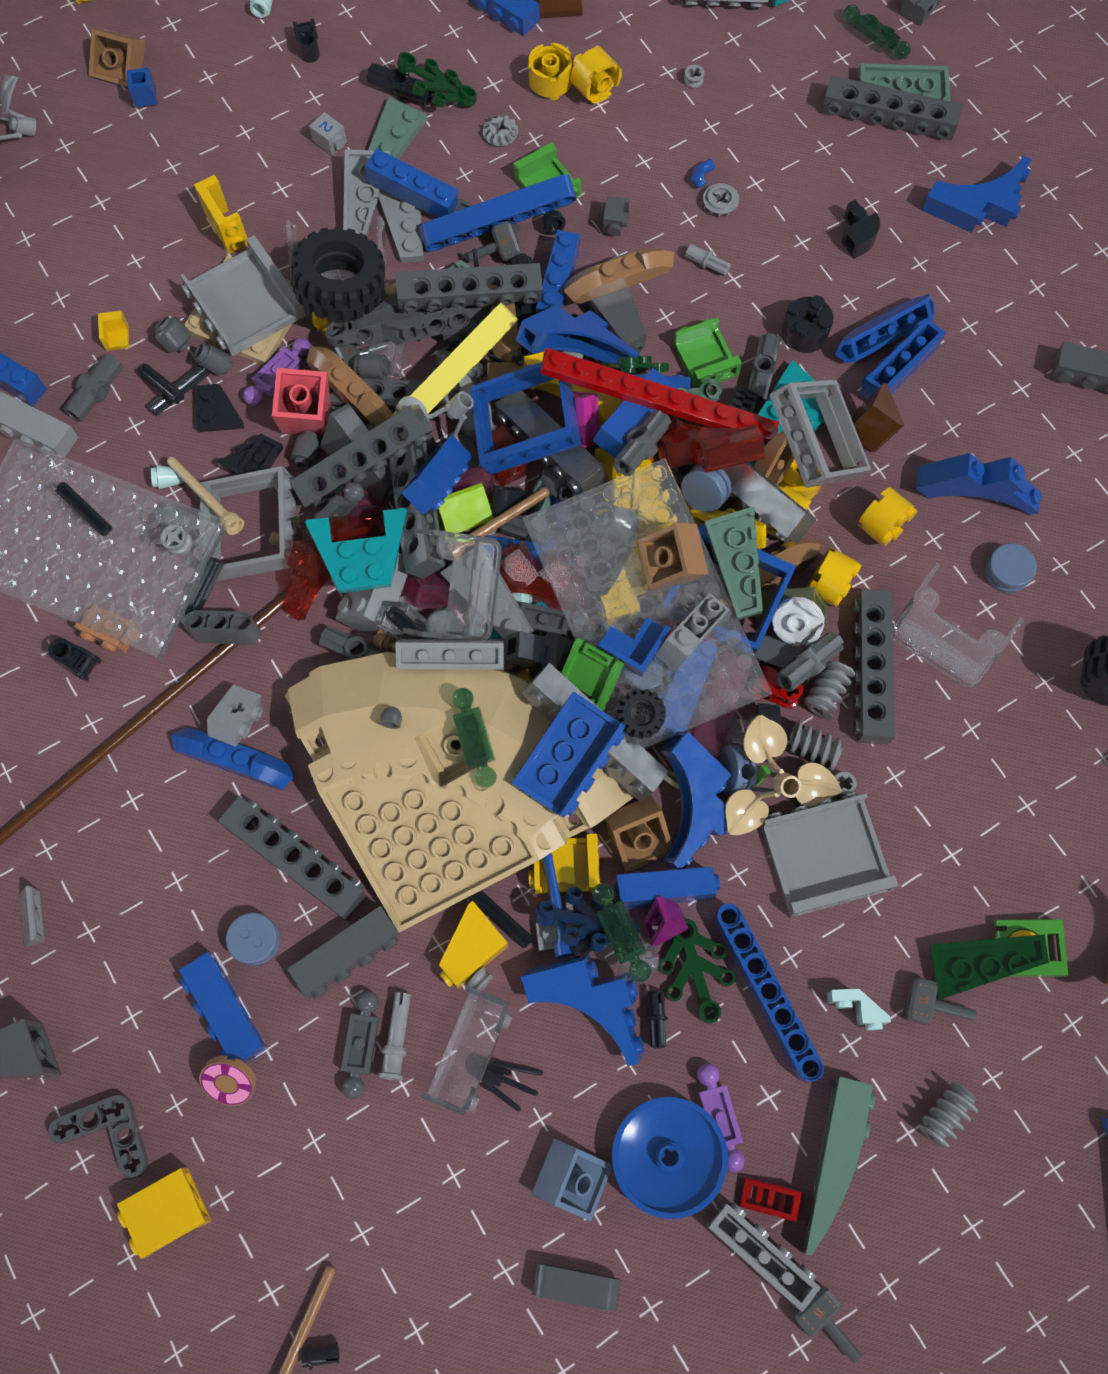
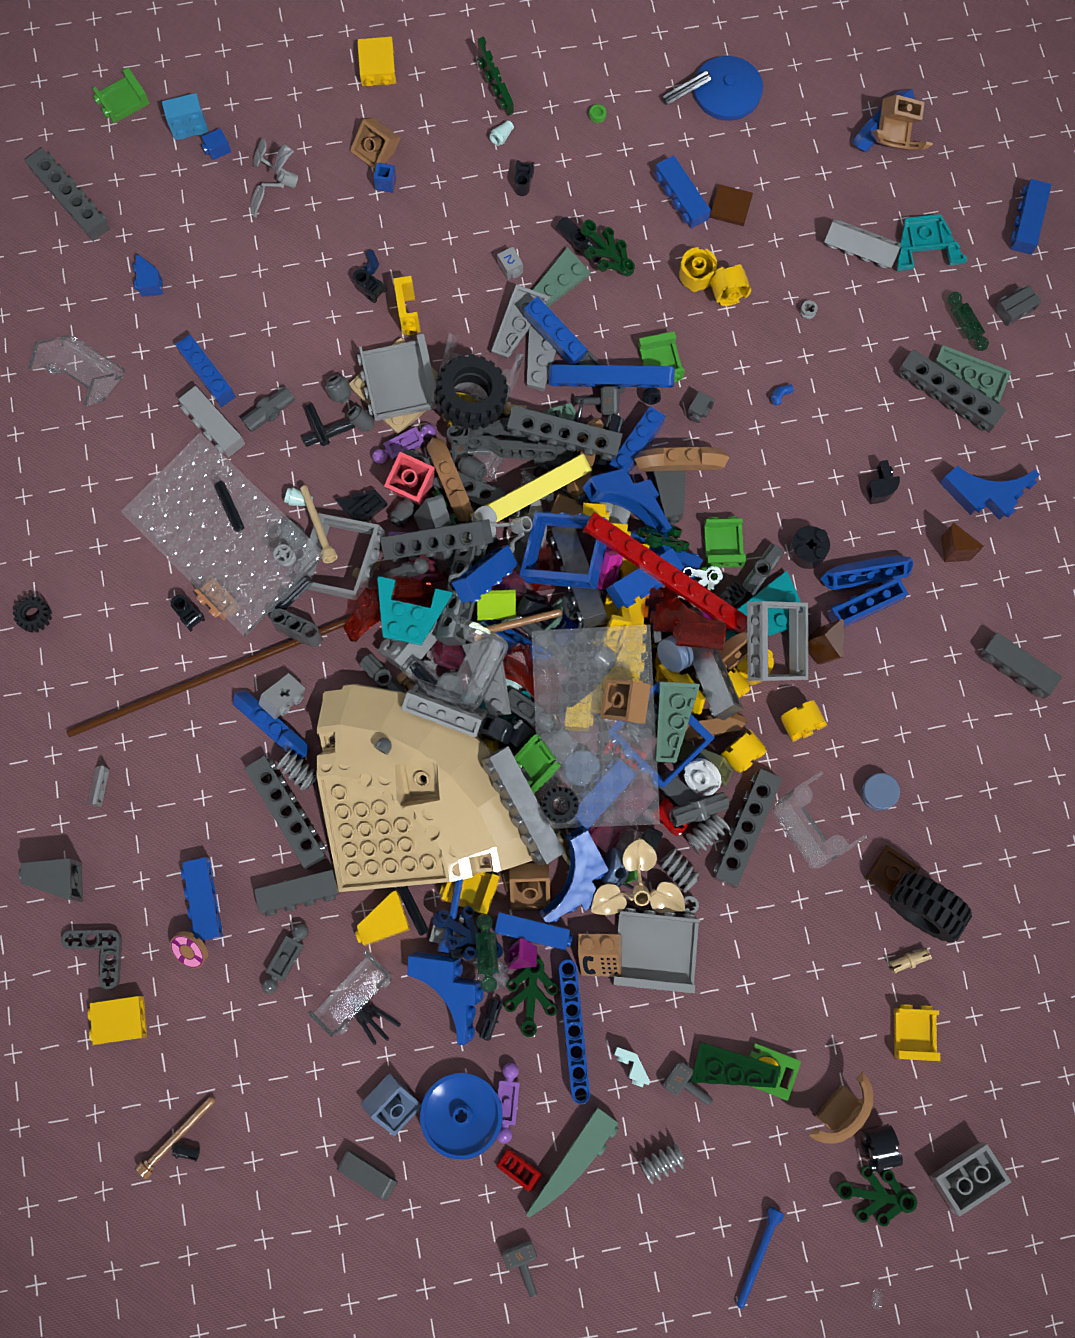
camera: 20 degrees right, 5 degrees up
(113, 330) = (297, 369): yellow panel -> none
(163, 186) = (373, 263): none -> dark blue arm
(166, 209) = (371, 287): none -> black piece
(215, 410) = (349, 457): black wing -> none
(253, 939) = (239, 859): sand blue head -> none
(288, 799) = (297, 771): none -> light grey piece
(394, 1050) = (305, 972): light grey pin -> none
(474, 737) = (435, 781): clear green plate -> none
(480, 979) = (381, 946): light grey bush -> none
(505, 136) = (641, 311): light grey gear -> none
(569, 755) = (495, 818): blue bracket -> none
(635, 652) = (574, 760): blue panel -> none
(642, 443) = (638, 606): dark grey piece -> none
(692, 632) = (618, 760): light grey slope -> none
(707, 259) = (756, 466): light grey axle -> none
(717, 192) = (787, 413): light grey gear -> none
(761, 884) = (600, 954): none -> medium nougat slope
(761, 1255) = (494, 1200): light grey brick -> none
(968, 476) = (892, 722): blue arch -> none
(977, 262) = (959, 545): none -> reddish brown slope
(1062, 655) = (889, 869): none -> reddish brown tile

